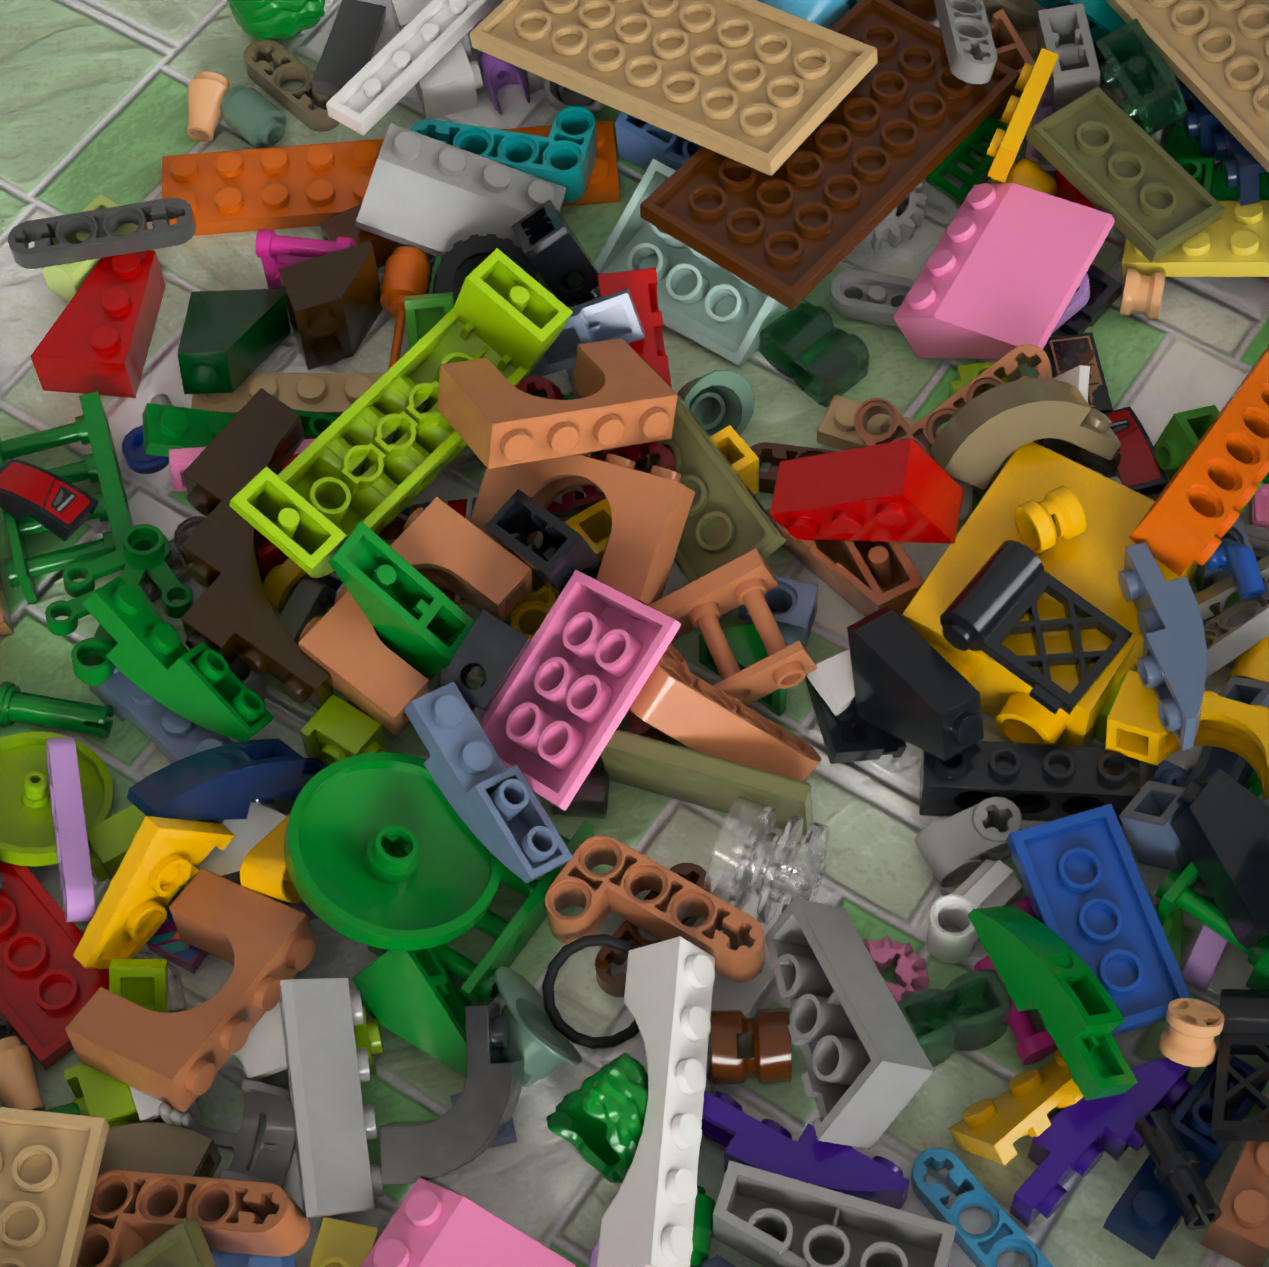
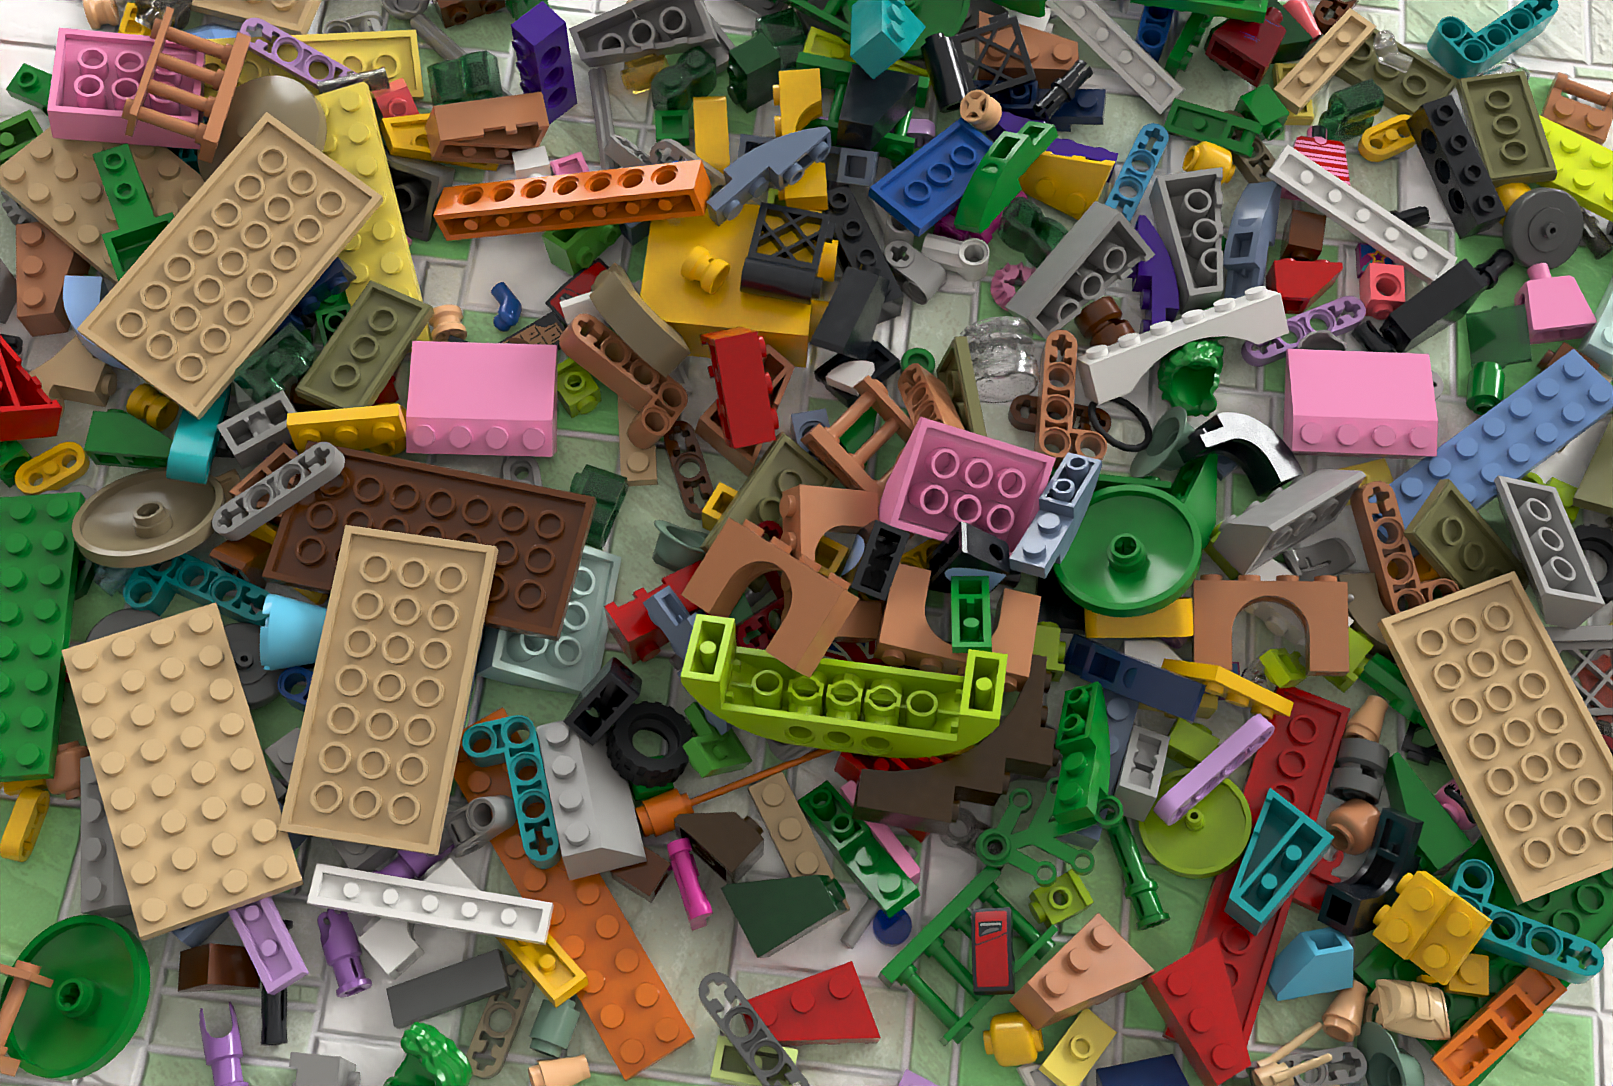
camera: 125 degrees left, 10 degrees up
(34, 626) = (1074, 892): none -> lime brick
(119, 739) = (1141, 772): none -> light grey brick
(306, 121) = (548, 968): none -> yellow plate
(497, 106) = (474, 826): none -> light grey piece
(830, 793) = (919, 356): none -> green tile
(1141, 370) = (509, 308): none -> blue arm

